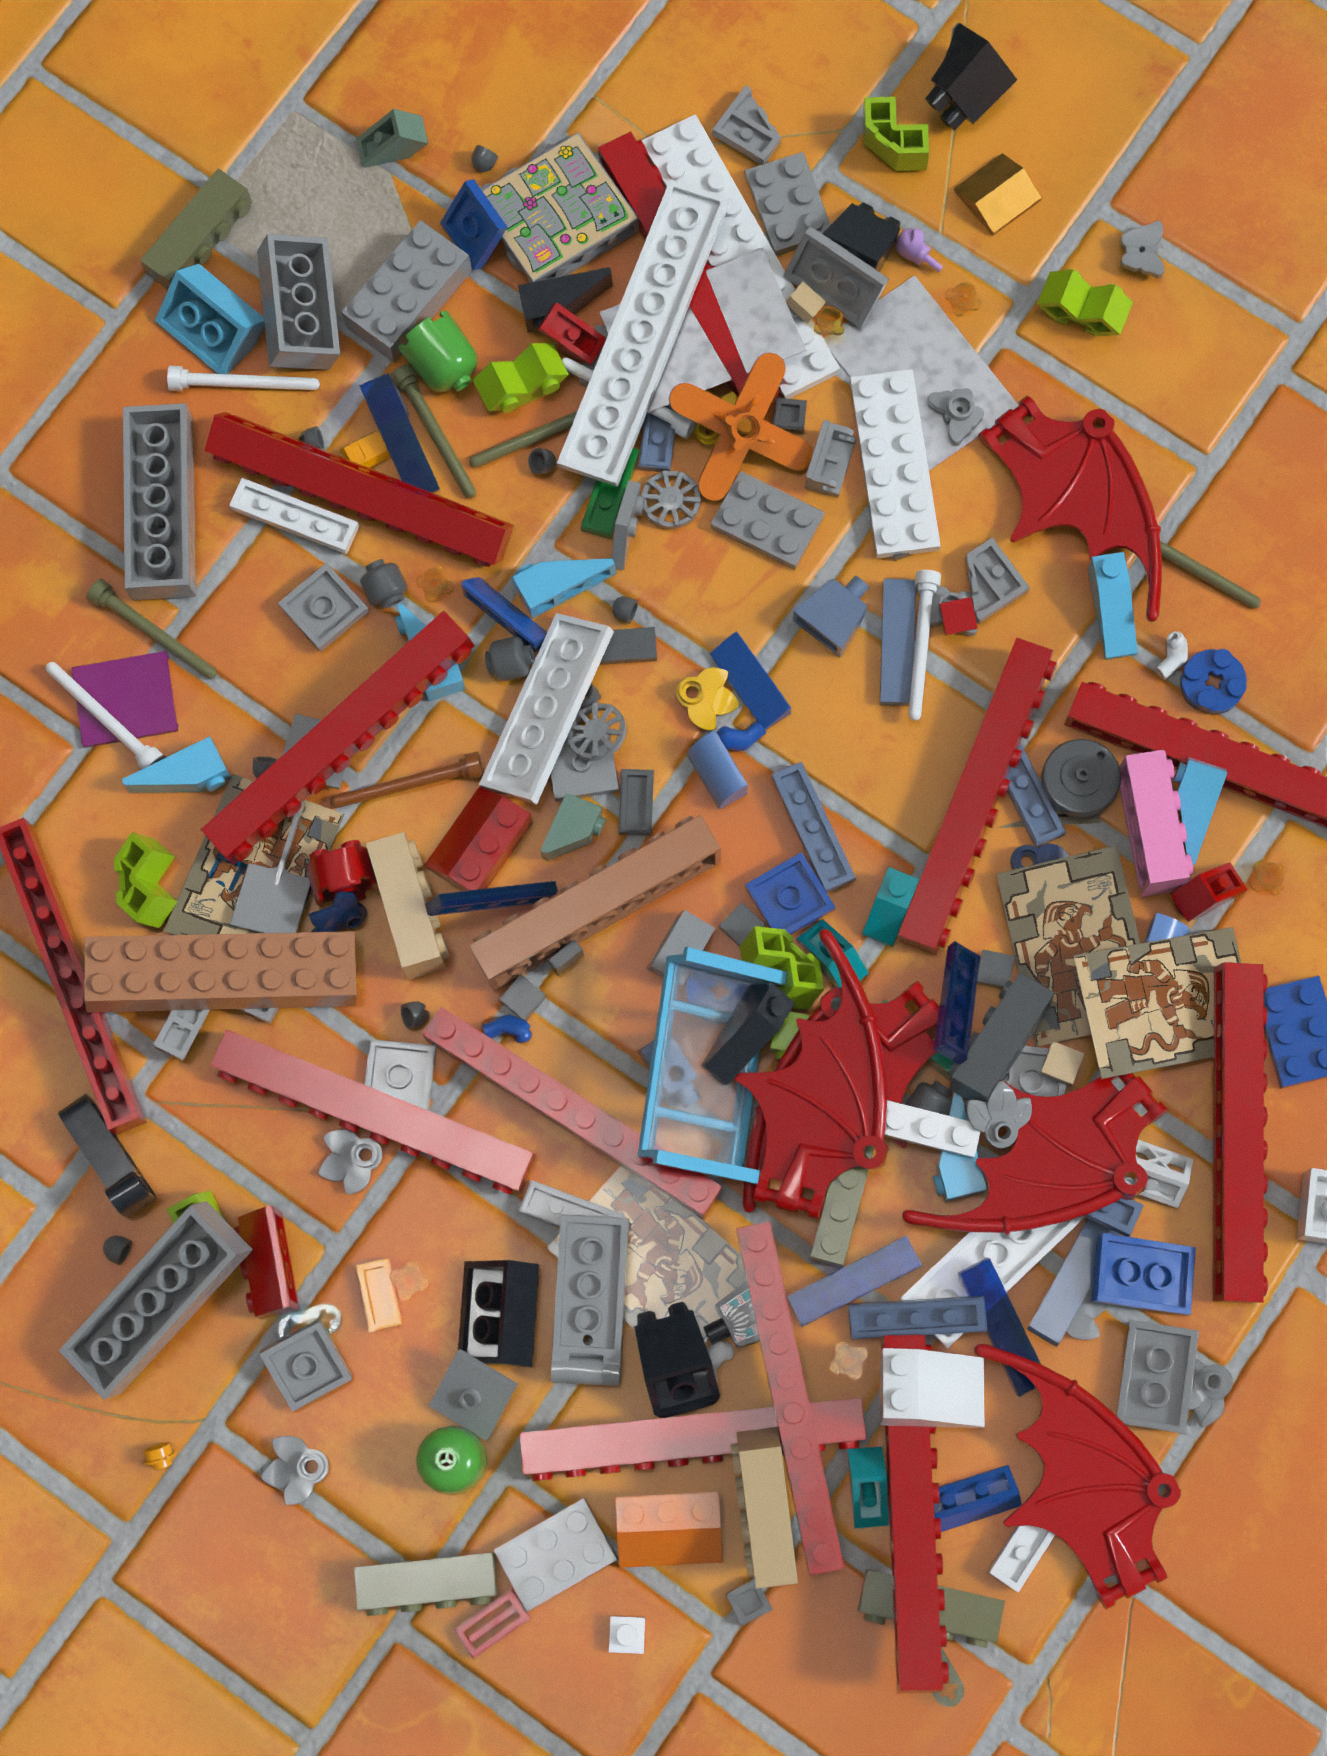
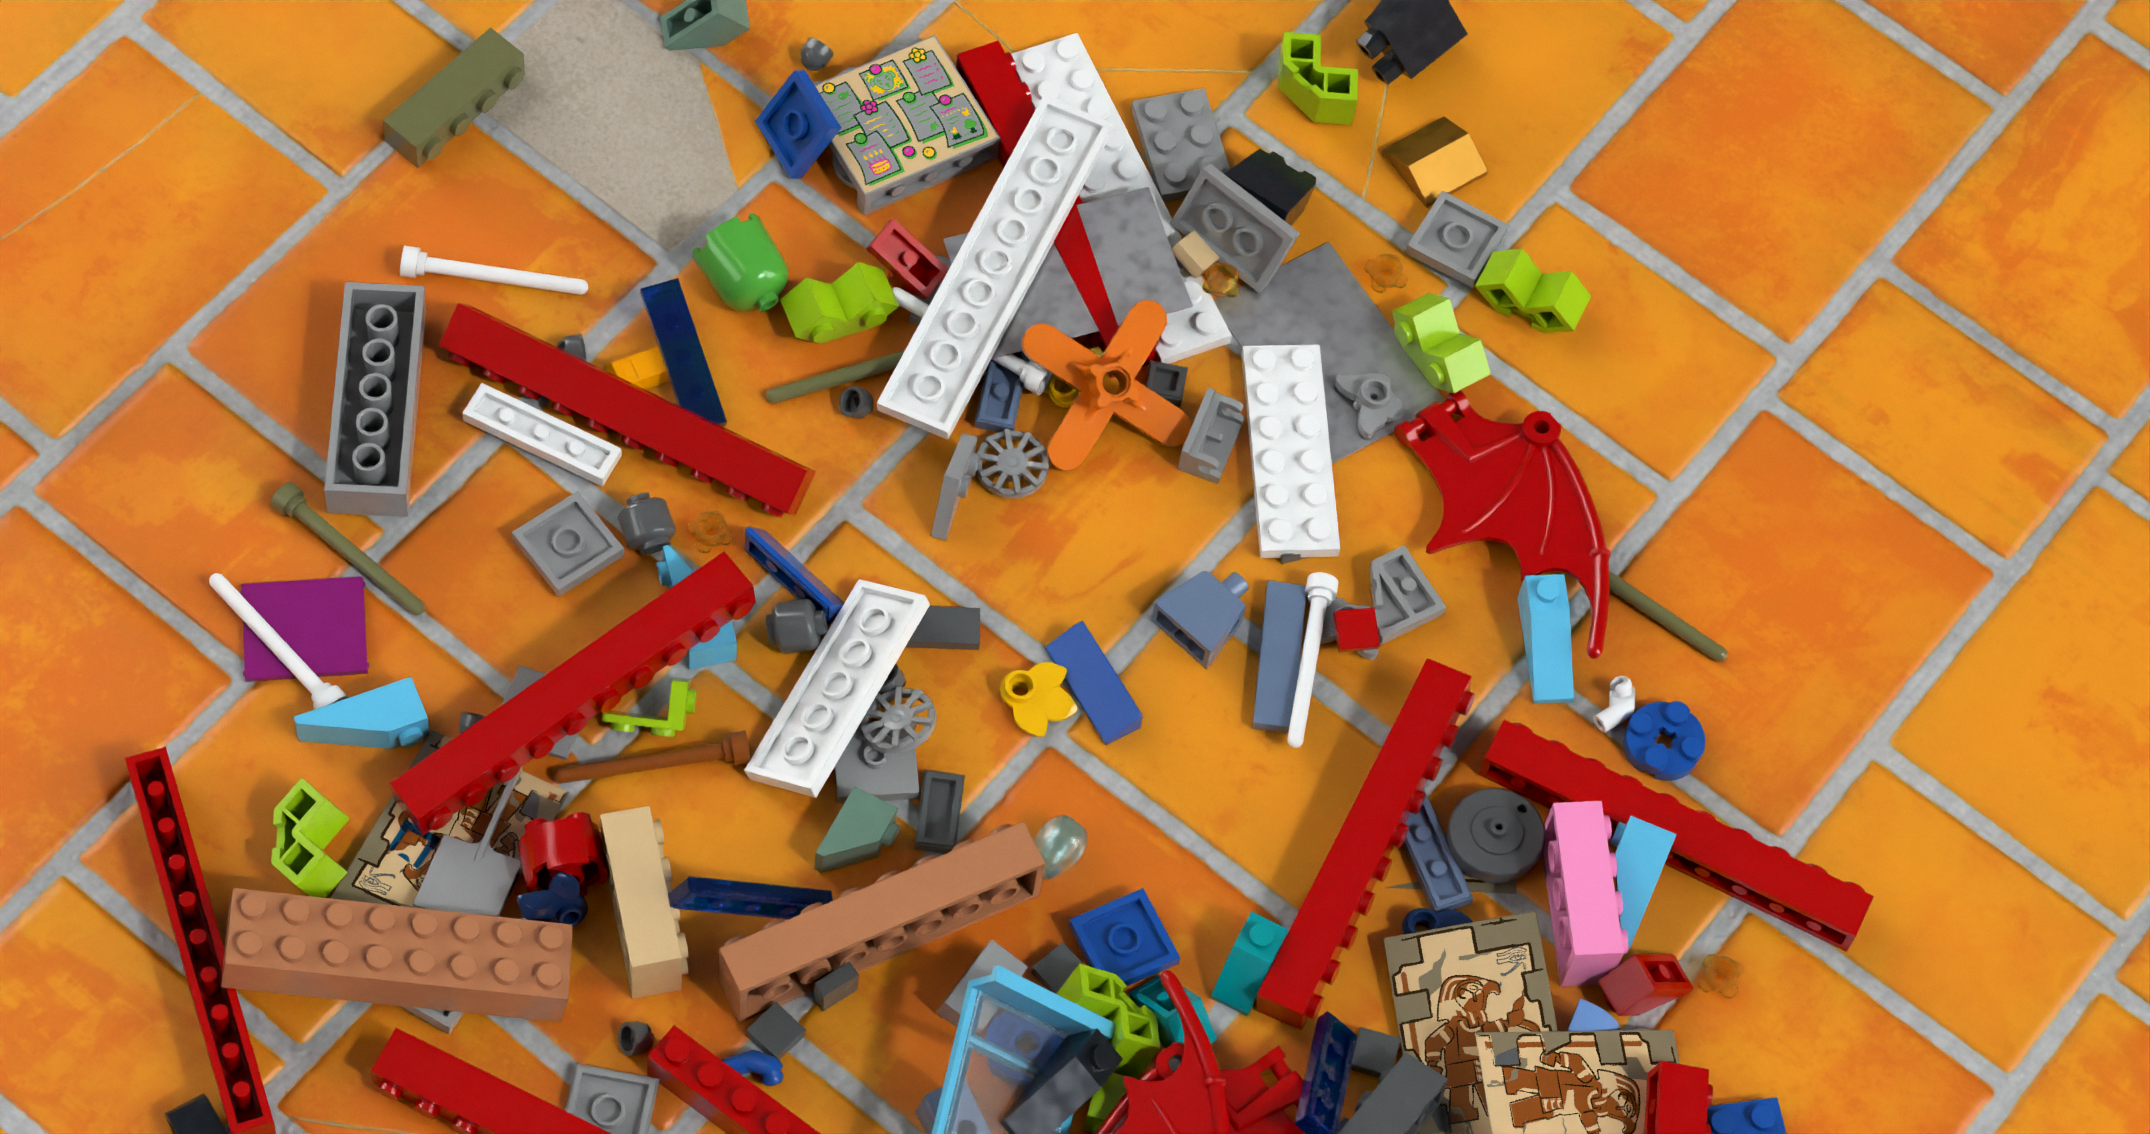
camera: 10 degrees left, 15 degrees down
(180, 1032) = (333, 1029): light grey hinge -> none
(209, 319) = (460, 198): medium azure slope -> none
(298, 302) = (574, 188): light grey brick -> none
(406, 380) = (697, 295): olive piece -> none
(407, 289) = (711, 183): light grey brick -> none
(411, 753) = (681, 702): none -> lime bracket
(479, 841) = (742, 833): red slope -> none
(554, 582) = (861, 543): medium azure slope -> none
(569, 291) = (914, 211): black slope -> none
(606, 502) = (931, 458): green tile -> none
(625, 608) = (944, 583): dark grey hinge -> none
(717, 770) = (1044, 779): medium blue brick -> none
(732, 823) = (1060, 845): none -> clear light blue animal
(739, 739) = (1075, 750): blue arm -> none
(747, 128) = (1139, 56): light grey wing -> none
(767, 520) = (1129, 500): light grey plate -> none
(813, 827) = (1159, 861): sand blue plate -> none
(912, 247) = (1328, 208): lavender piece -> none
(1008, 360) = (1435, 345): none -> lime brick
(1019, 262) = (1457, 239): none -> light grey plate
(1145, 240) = (1611, 230): light grey animal -> none

